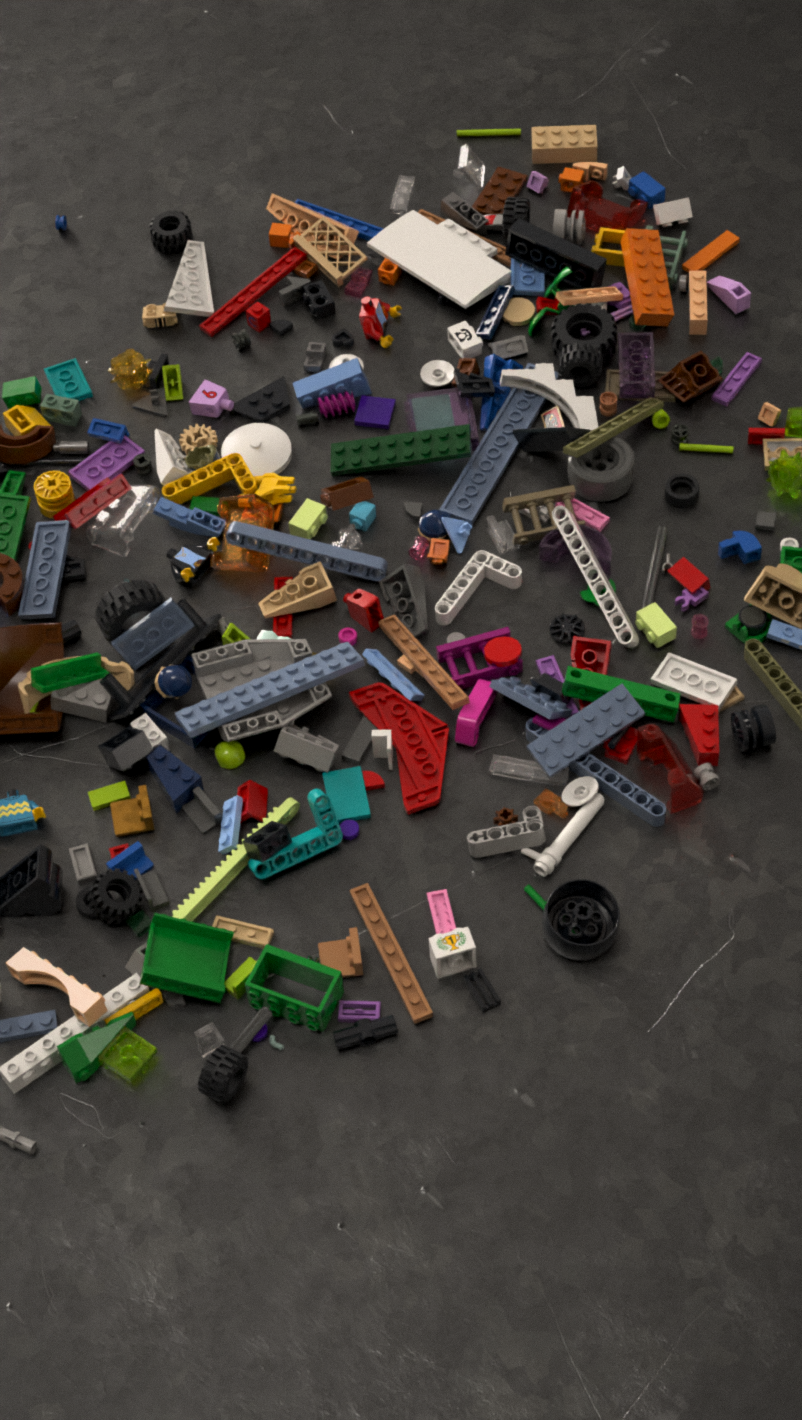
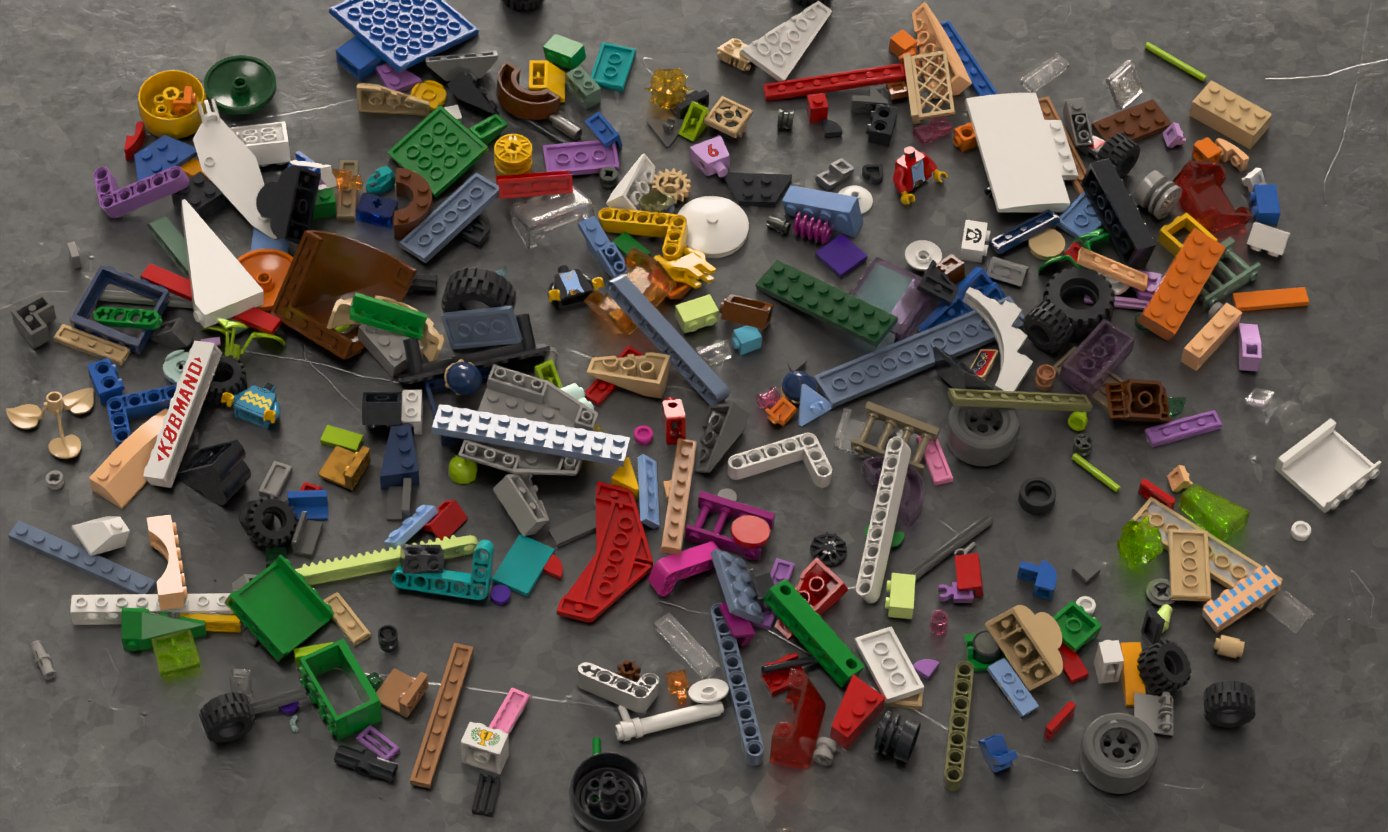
camera: 30 degrees right, 0 degrees up
(197, 364) = (728, 118): none -> tan piece
(292, 923) = (388, 638): none -> black wheel
(368, 675) = (626, 478): none -> yellow slope
(383, 745) = (583, 545): white panel -> none
(585, 730) = (752, 642): sand blue plate -> none
(721, 665) = (926, 667): none -> medium lavender tile
(774, 323) = (1264, 400): none -> clear bracket

